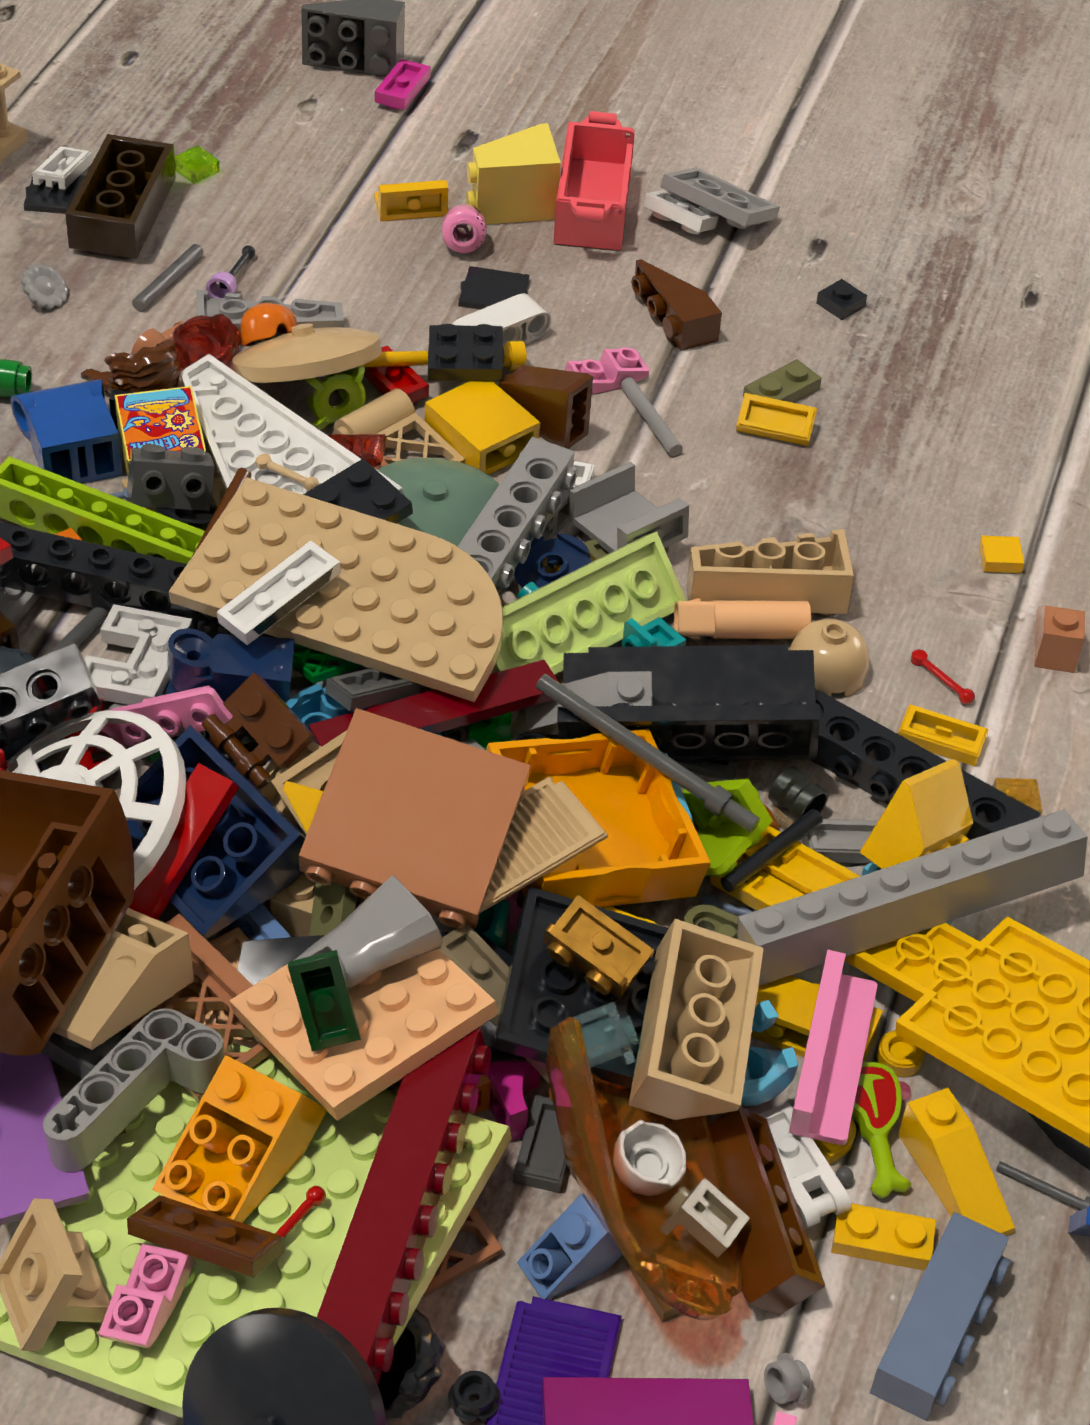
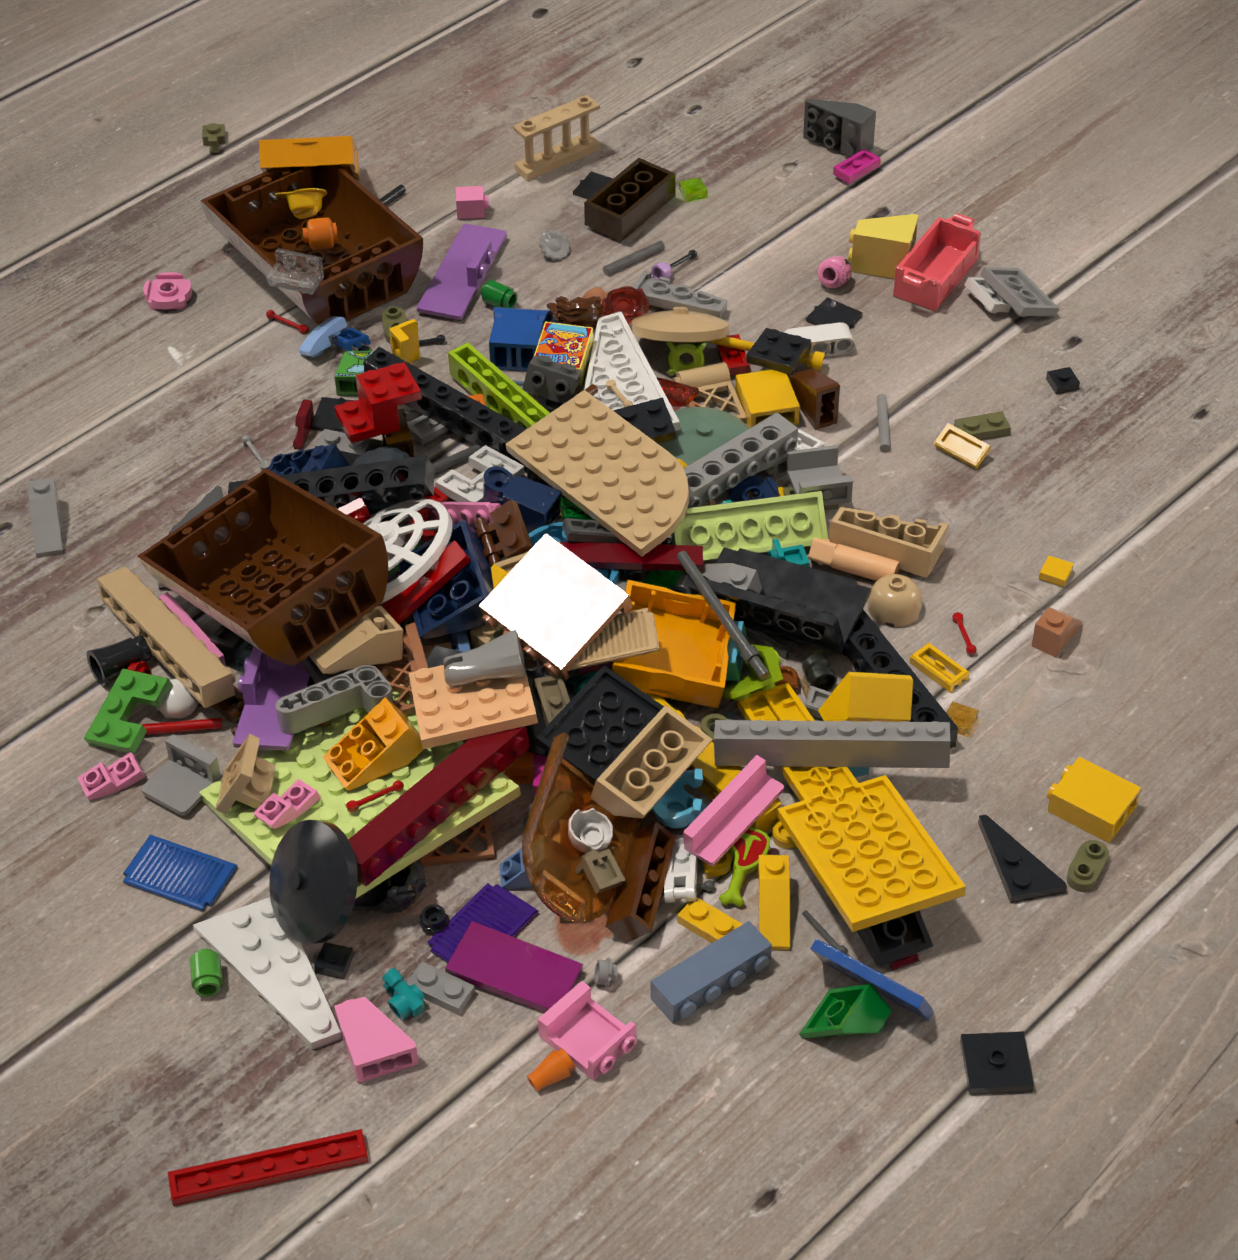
camera: 30 degrees right, 0 degrees up
(68, 169) = (605, 172): white tile -> none
(206, 1236) = (330, 785): reddish brown tile -> none
(265, 321) = (666, 300): orange hair -> none
(278, 592) = (559, 460): white plate -> none
(324, 1000) = (439, 680): dark green slope -> none
(412, 200) = (814, 245): yellow panel -> none
(597, 948) = (620, 708): pearl gold bracket -> none
(607, 1035) = (591, 755): clear light blue bracket -> none
(612, 368) = (868, 389): bright pink slope -> none
(680, 308) = (945, 357): reddish brown slope -> none
(771, 850) = (777, 696): black bar -> none

